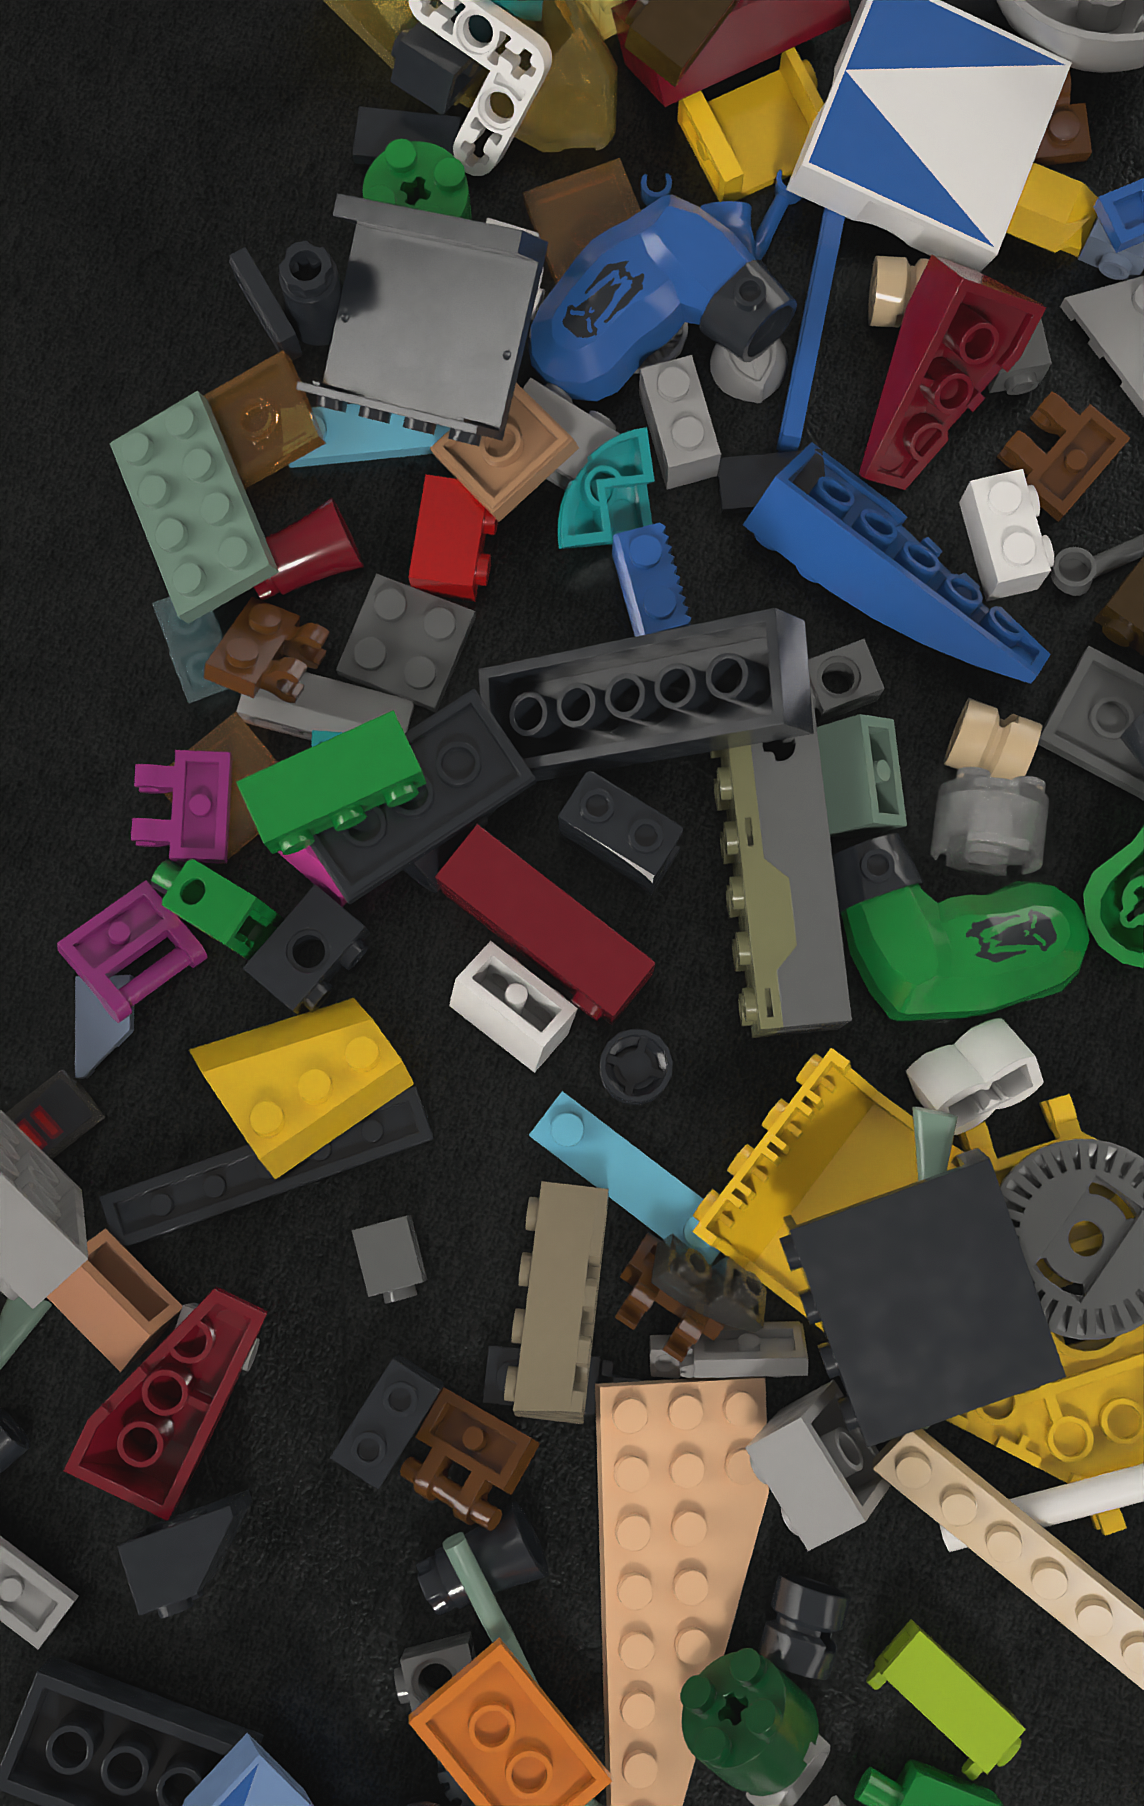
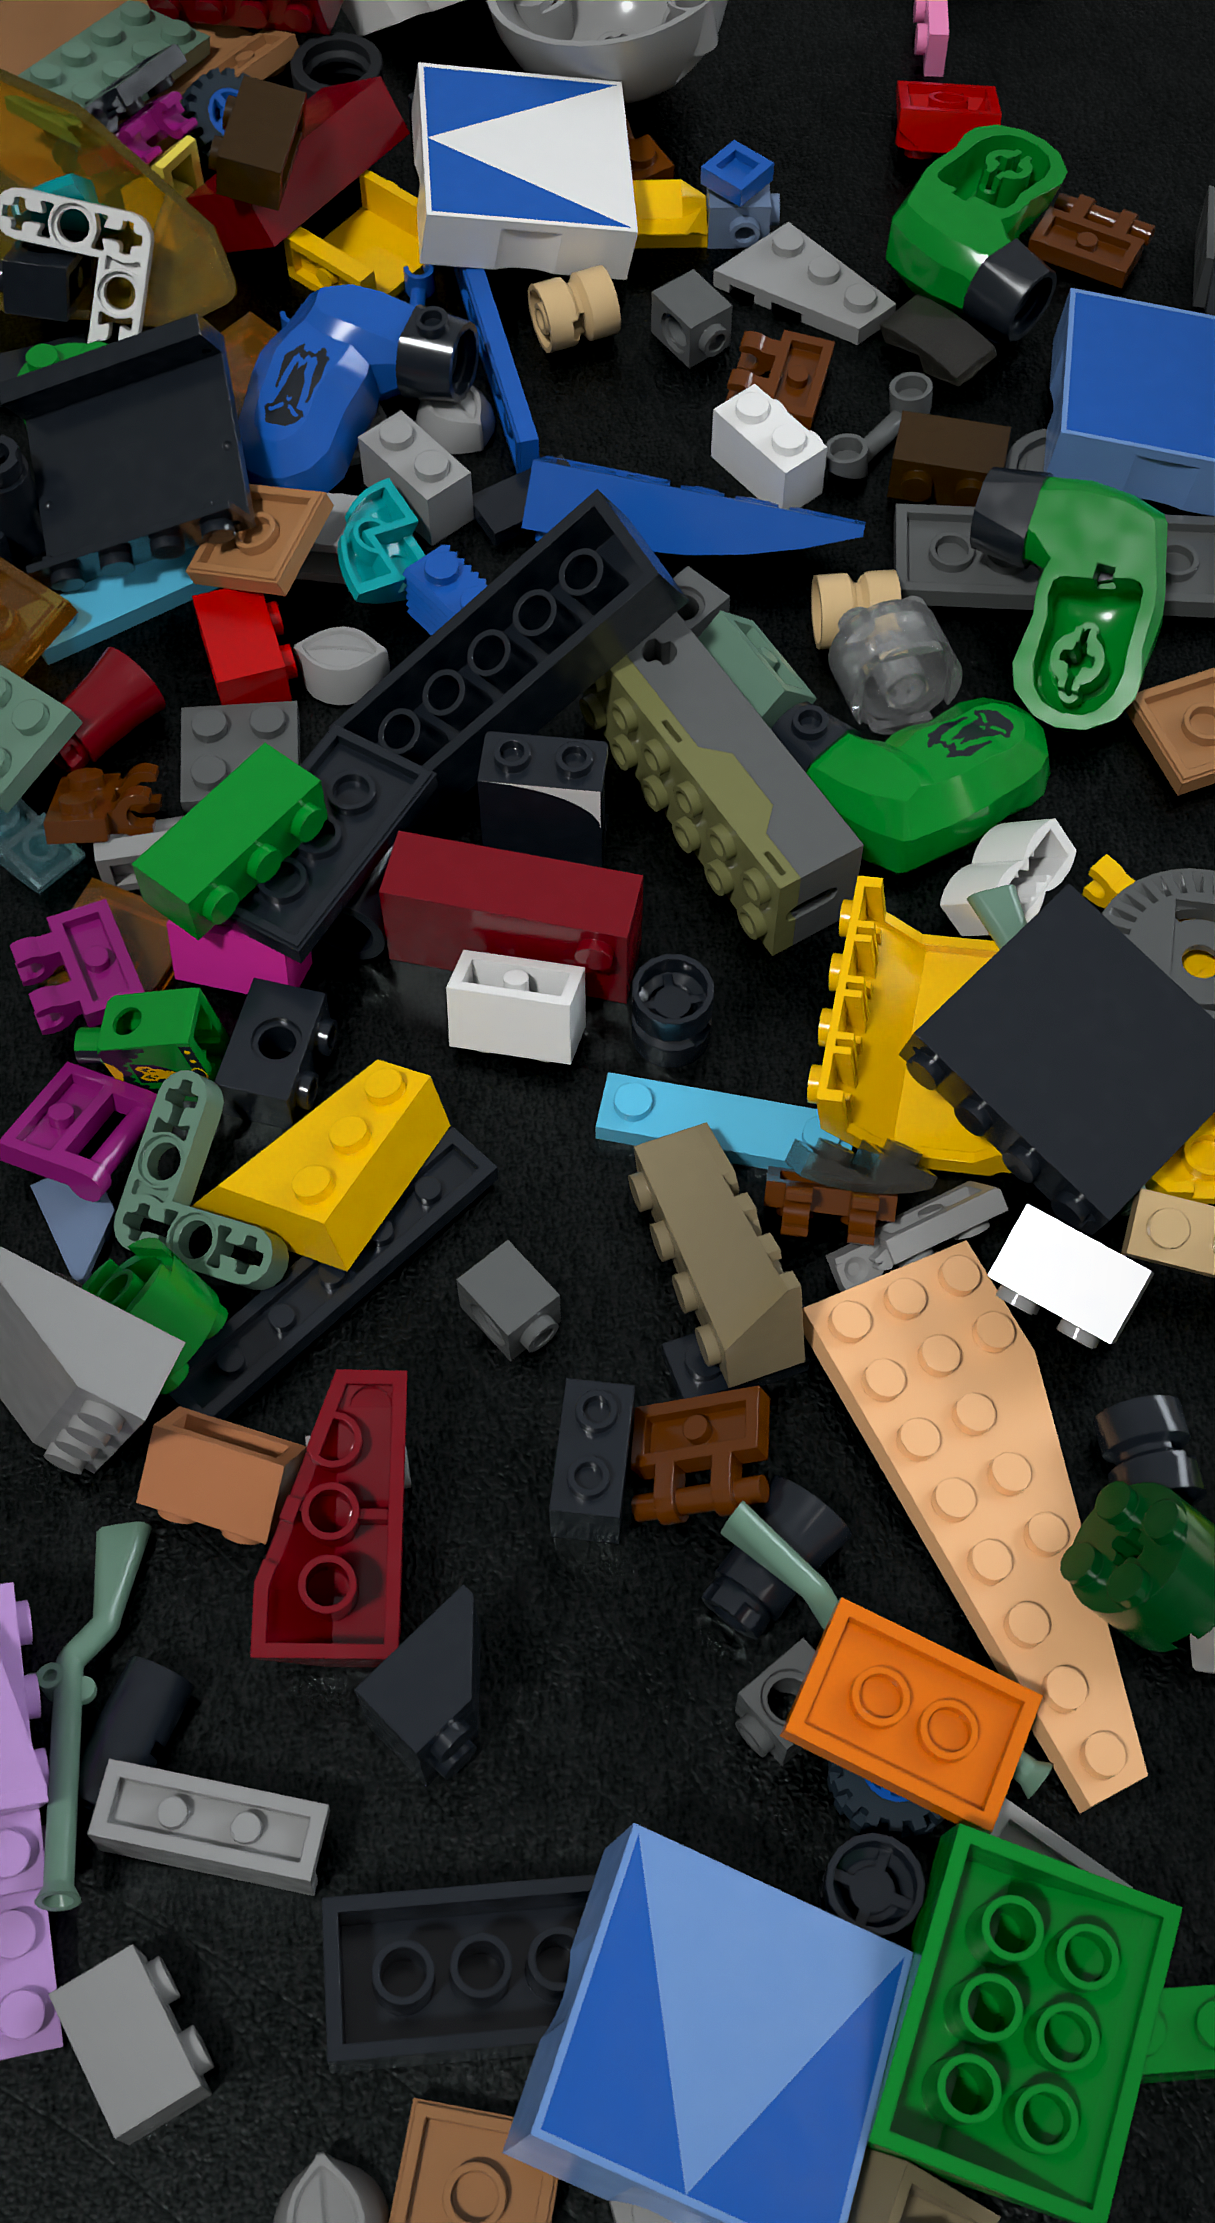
camera: 30 degrees left, 20 degrees down
(104, 1151) = (165, 1294): none -> green brick
(173, 1046) = (170, 1199): none -> sand green beam
(530, 588) = (340, 664): none -> light grey hat
(947, 351) = (636, 317): dark red wedge -> none

